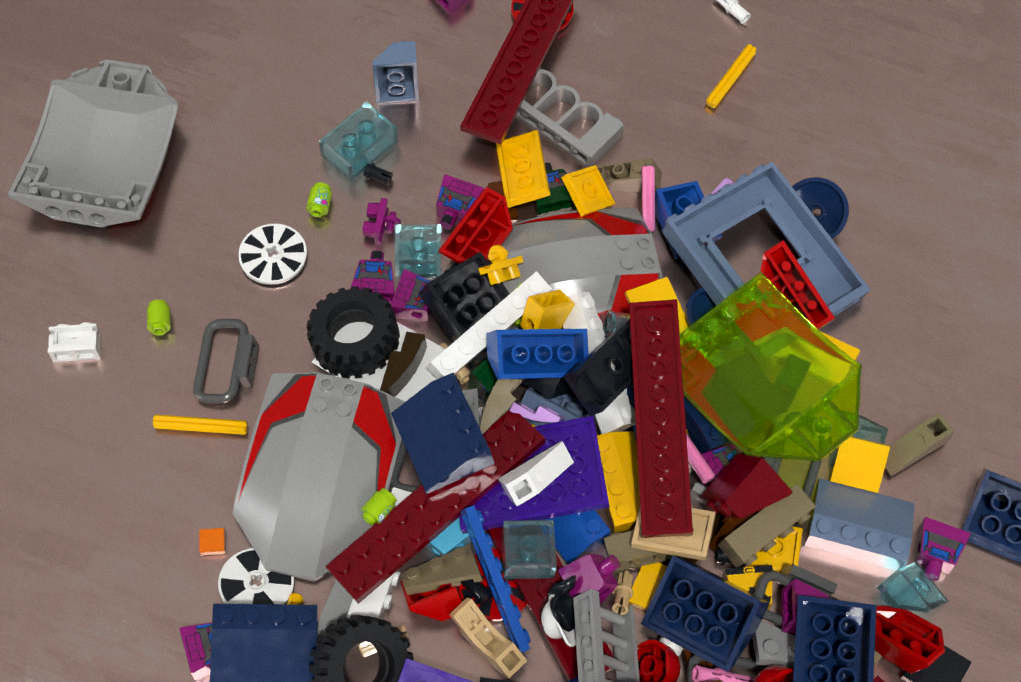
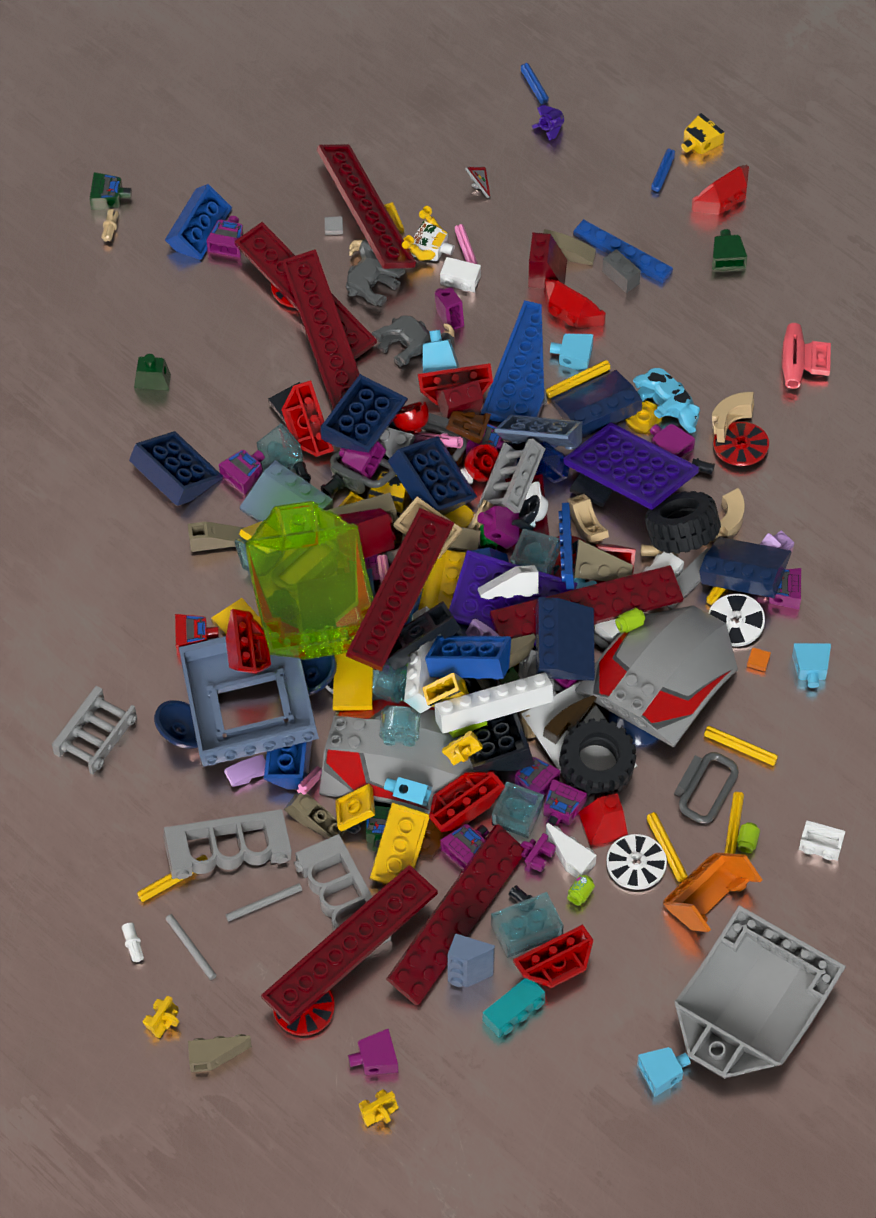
camera: 155 degrees left, 5 degrees down
(143, 556) = (811, 661): none -> medium azure torso
(175, 63) = (662, 1068): none -> medium azure torso
(179, 327) = (734, 822): none -> yellow axle
(195, 244) = (708, 886): none -> orange windscreen
(245, 280) = (667, 846): none -> yellow axle
(316, 114) = (557, 958): none -> red wedge
(321, 279) = (603, 820): none -> red slope
(340, 69) = (514, 1007): none -> teal brick
(342, 231) = (573, 856): none -> white slope
(434, 132) = (456, 914): none -> dark red plate
(536, 211) = (416, 792): none -> medium azure torso
(578, 254) = (399, 726): none -> clear light blue brick
(631, 85) = (263, 902): none -> light grey bar
(677, 23) = (191, 947): none -> light grey bar
(728, 76) = (183, 864): none -> light grey fence
(823, 565) = (333, 486): none -> black bush
(868, 321) = (192, 630): none -> red torso
(868, 574) = (301, 471): none -> black pin
(920, 175) = (85, 715): none -> light grey fence

